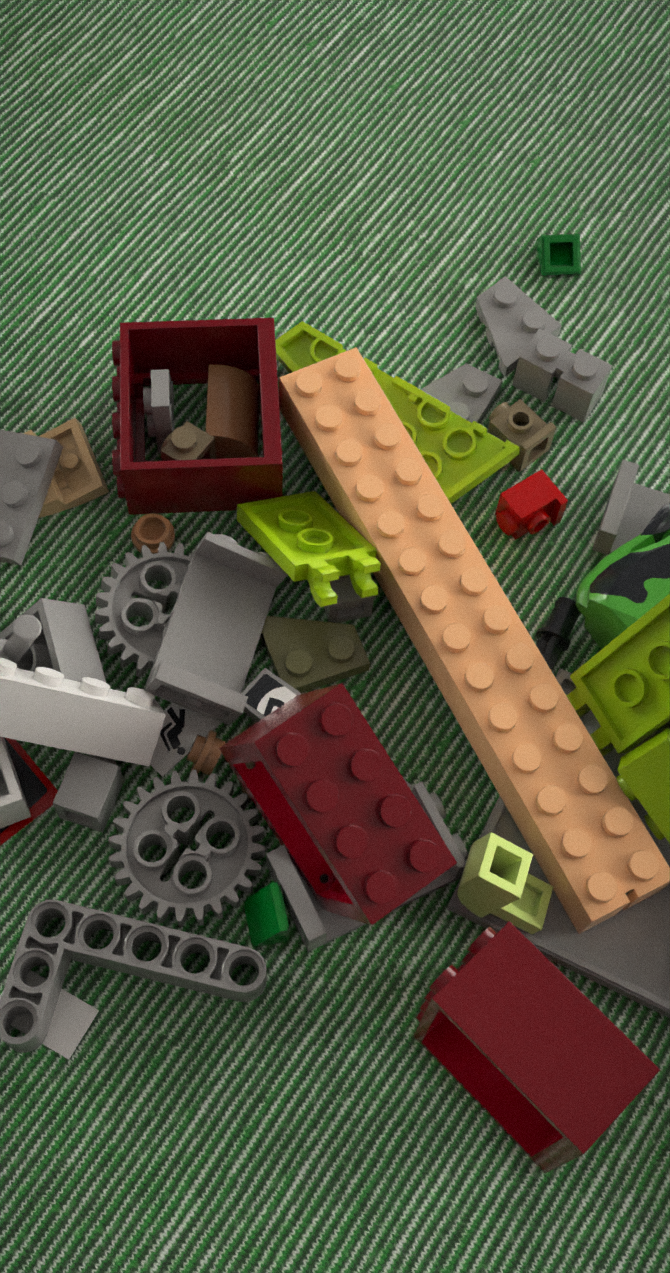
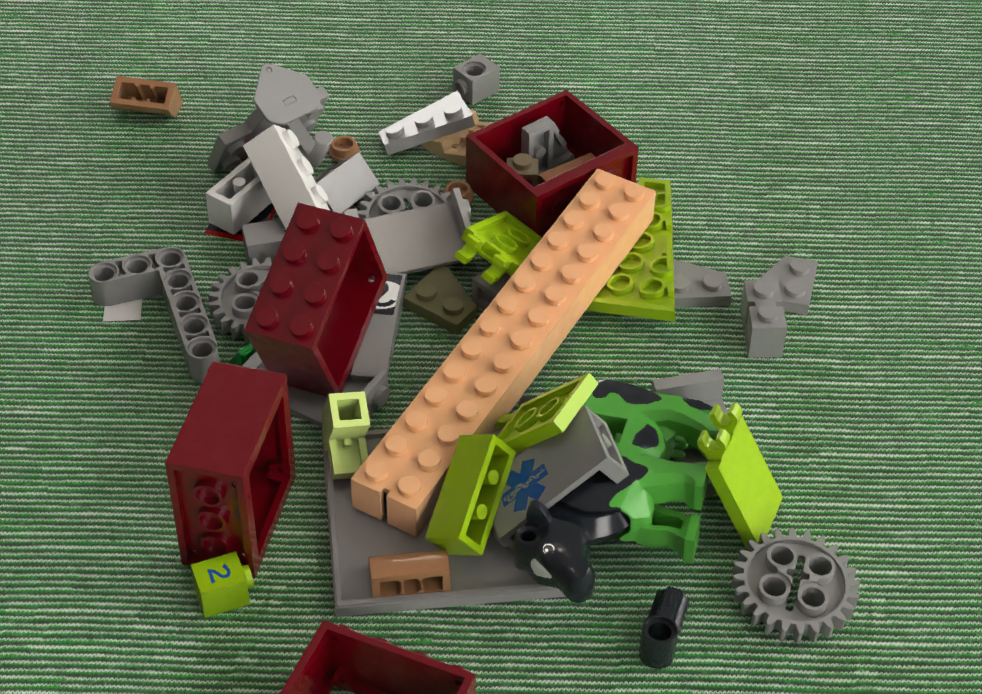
camera: 60 degrees right, 20 degrees down
(523, 428) = (699, 313): dark tan brick -> none
(530, 506) = (643, 347): red brick -> none
(559, 254) = (871, 283): green slope -> none
(628, 1150) = (221, 584): none -> lime brick

